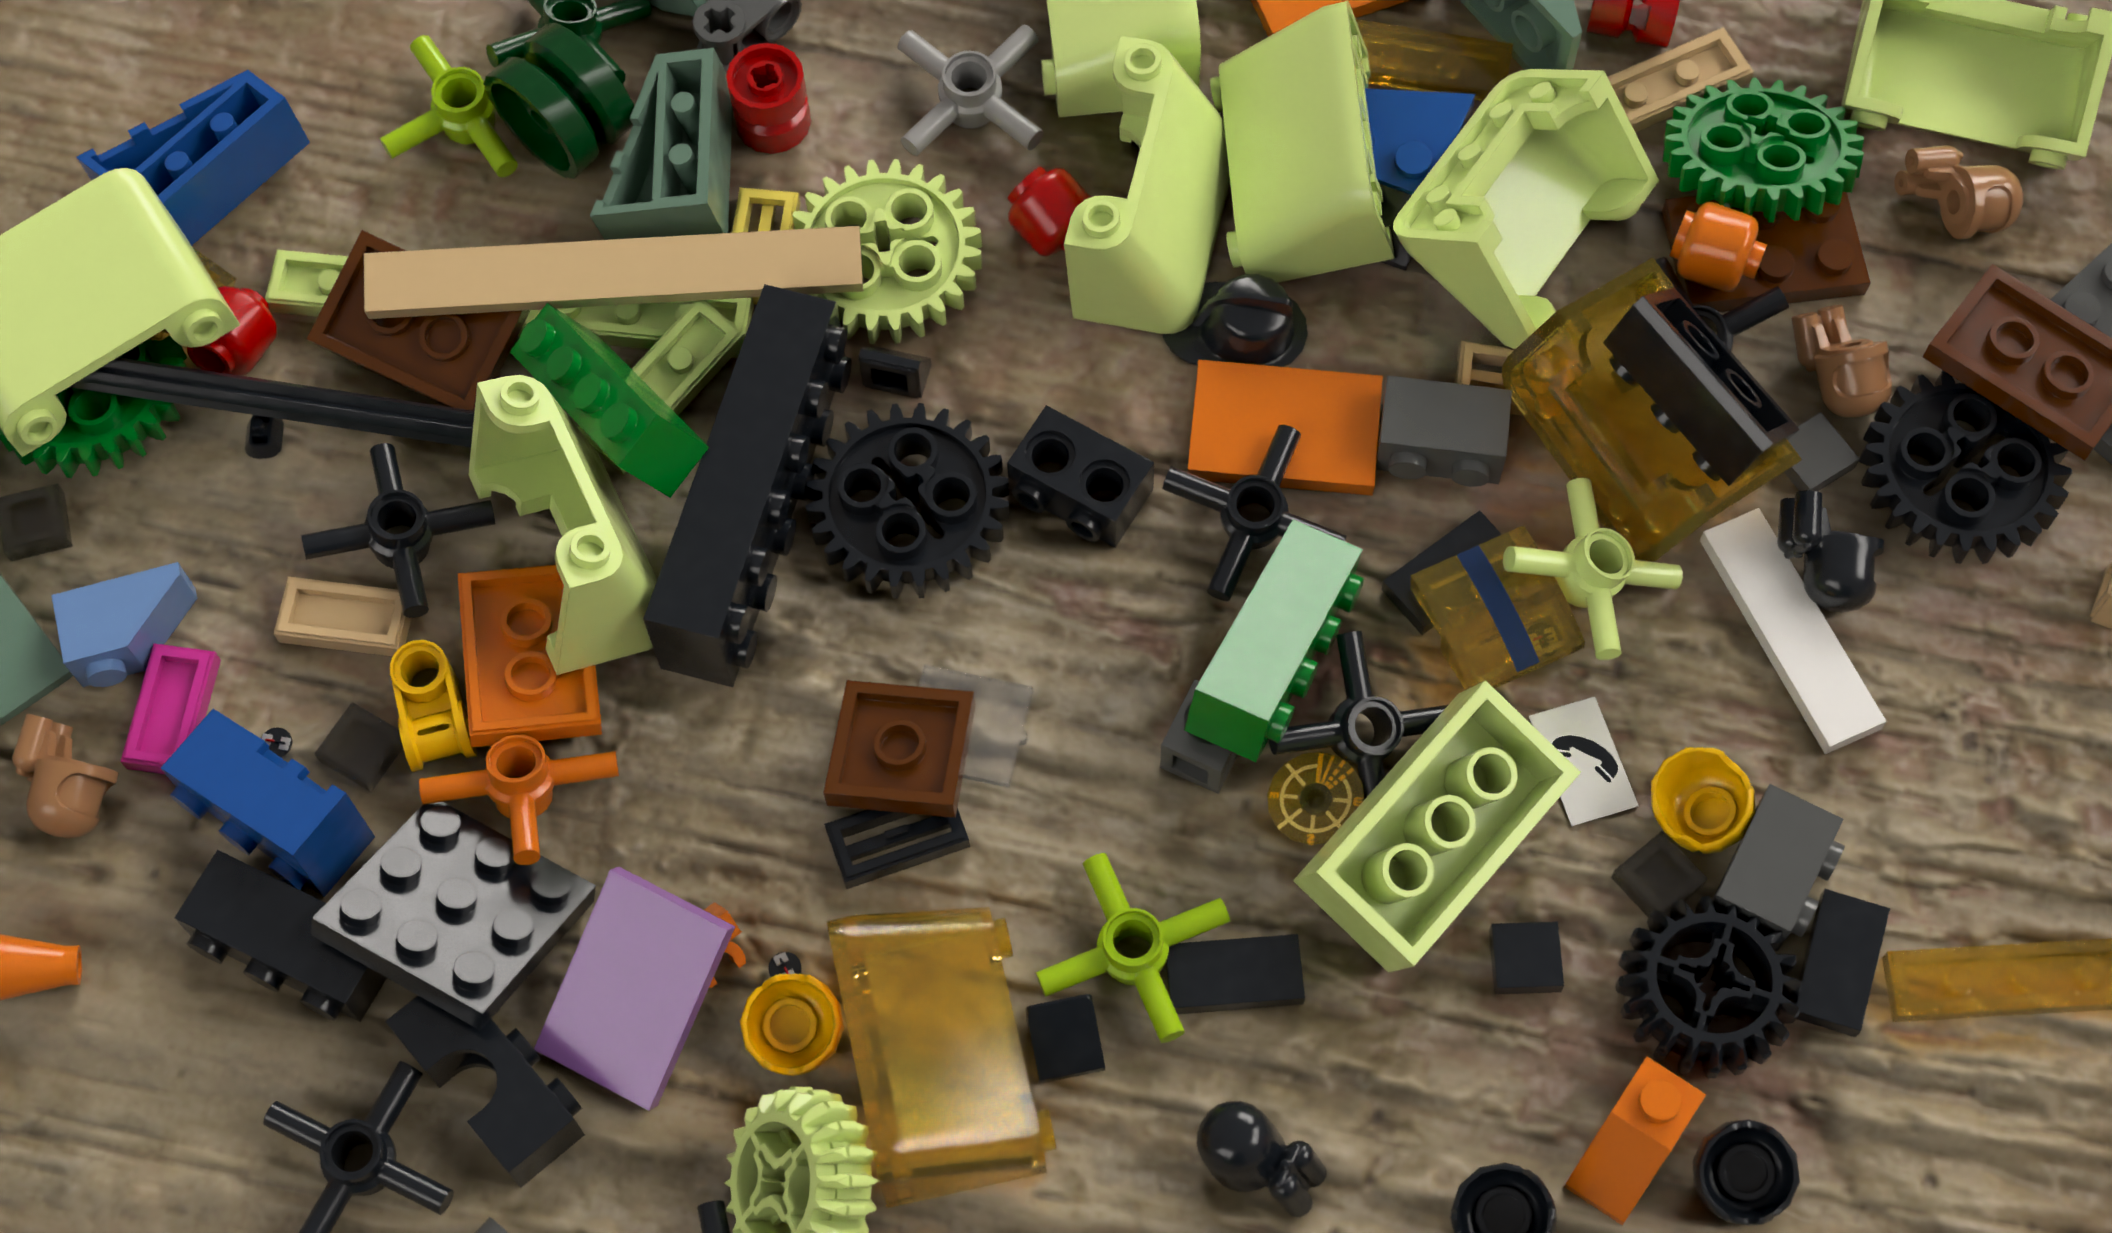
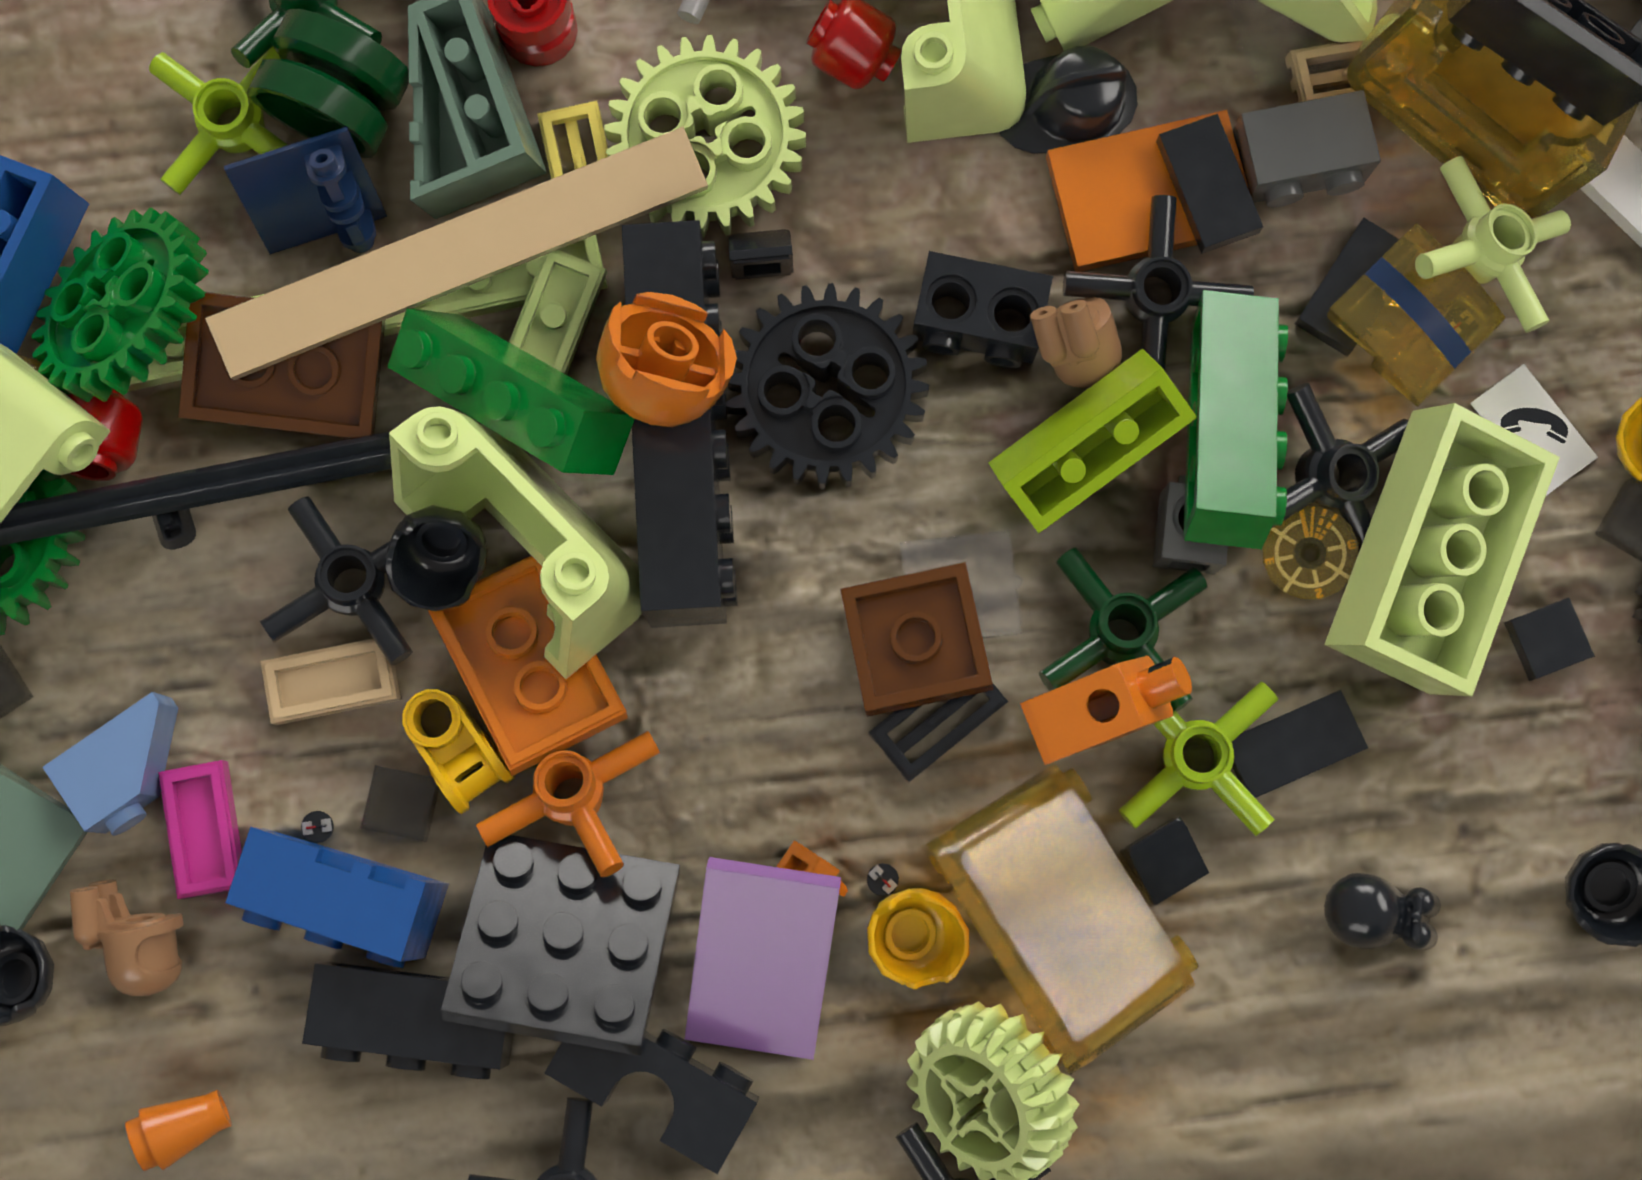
camera: 20 degrees left, 15 degrees up
(296, 226) = (120, 305): none -> green gear
(482, 527) = (435, 558): none -> black hair
(503, 184) = (309, 193): none -> dark blue hinge
(745, 396) = (663, 360): none -> orange cylinder
(1047, 858) = (1105, 706): none -> orange torso
(1100, 827) = (1126, 606): none -> dark green bar
(1132, 618) = (1092, 440): none -> lime brick
(1158, 528) = (1078, 340): none -> medium nougat piece
(1338, 432) = (1209, 183): none -> black tile

